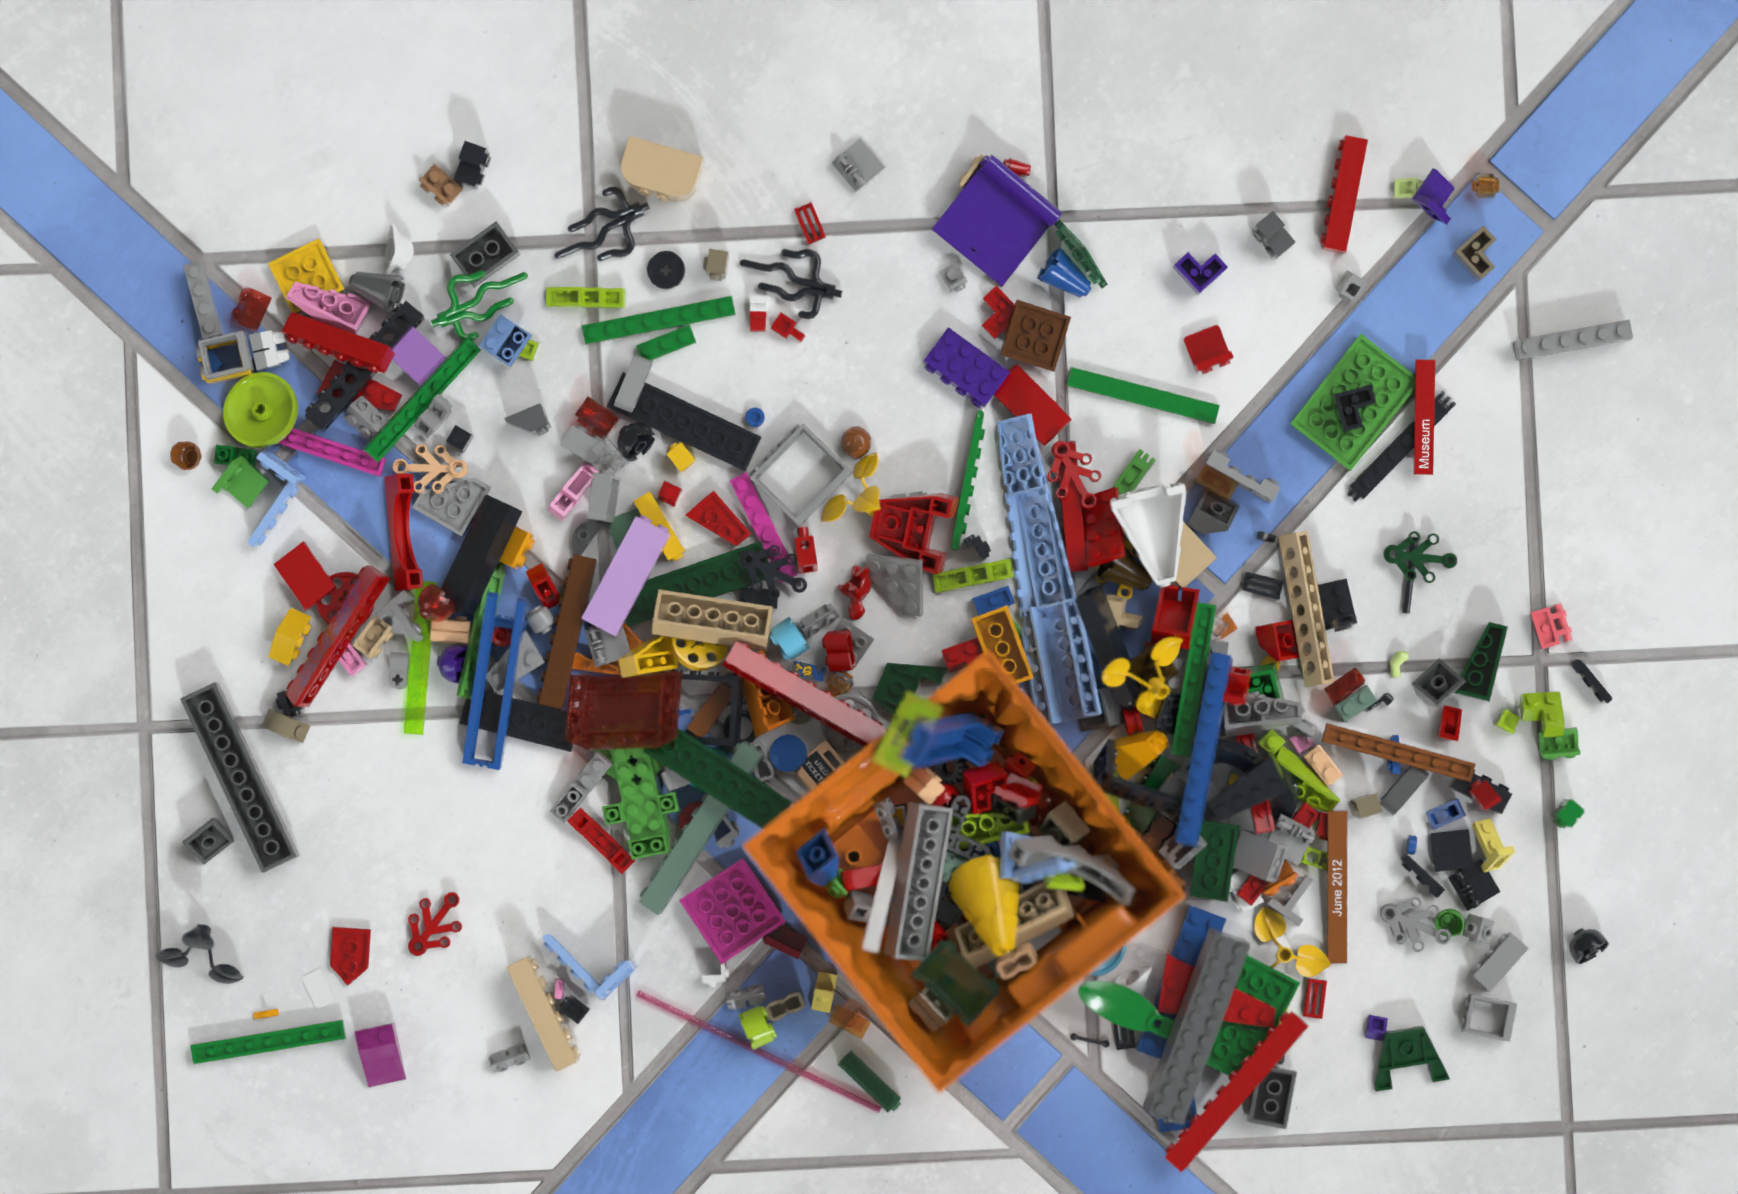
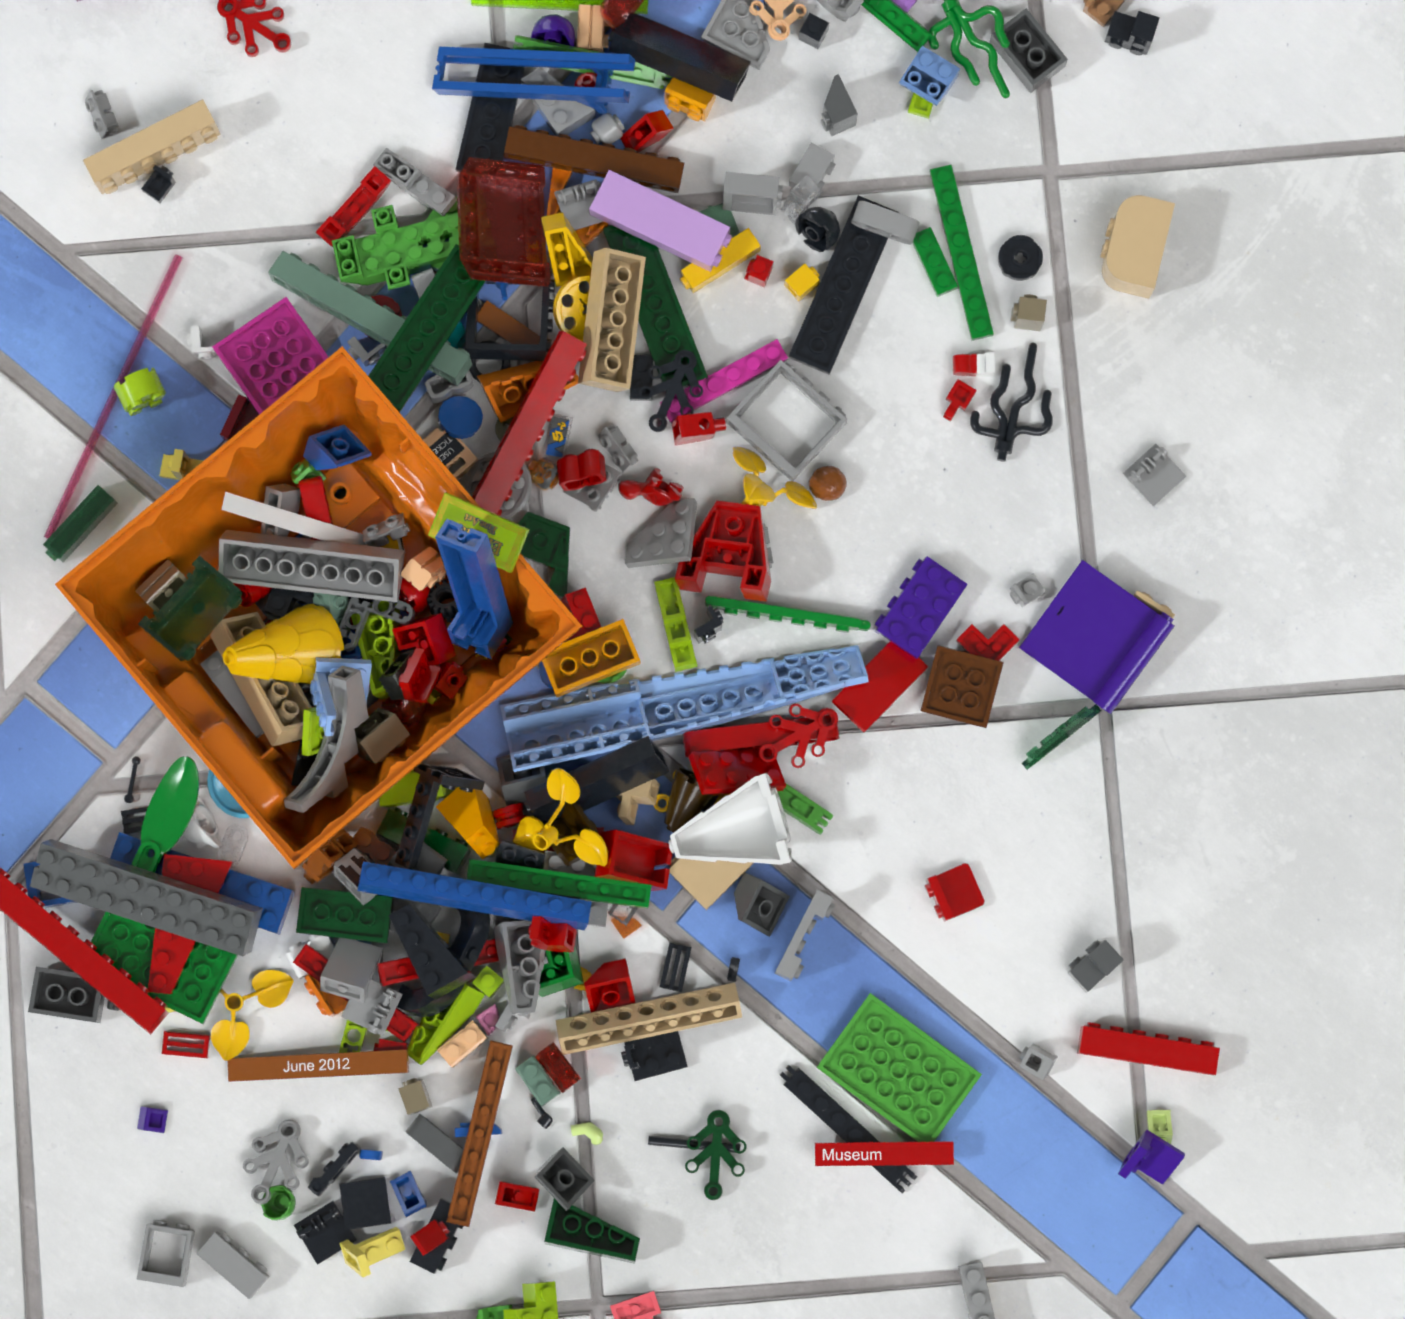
camera: 85 degrees right, 5 degrees down
(559, 987) = (181, 166): bright pink tile -> none
(572, 491) = (756, 159): bright pink slope -> none
(583, 535) = (706, 176): dark grey plate -> none
(585, 297) = (984, 168): lime slope -> none
(596, 417) = (844, 185): clear red brick -> none
(609, 982) = (181, 208): light blue bracket -> none
(625, 217) = (1080, 210): black plant -> none
(719, 519) = (732, 328): red wing -> none
(737, 997) = (174, 369): light grey hinge -> none
(755, 417) = (852, 366): blue tile -> none
(789, 638) = (593, 411): medium azure brick -> none
(789, 1004) = (165, 422): dark tan brick -> none
(803, 208) = (1100, 413): red tile -> none
(849, 1021) = (150, 492): clear orange plate -> none
(993, 600) = (647, 649): blue plate -> none
(1018, 167) = (1160, 660): red cone -> none
(1020, 959) = (218, 680): light nougat brick -> none
(1064, 274) = (1035, 719): blue cone -> none
(1143, 395) = (896, 818): green tile -> none
(1199, 276) = (1041, 880): dark purple brick -> none
(1216, 482) = (795, 906): clear orange brick -> none
(1291, 899) = (302, 1011): light grey bracket -> none
(1347, 406) = (897, 1060): black brick -> none
(1406, 1049) = (126, 1156): dark green wing -> none
(1472, 255) = (1084, 1205): dark tan brick -> none
(1477, 929) = (271, 1237): light grey brick -> none
(1485, 185) = (1167, 1221): clear orange head -> none
(1507, 721) = (522, 1266): lime panel -> none

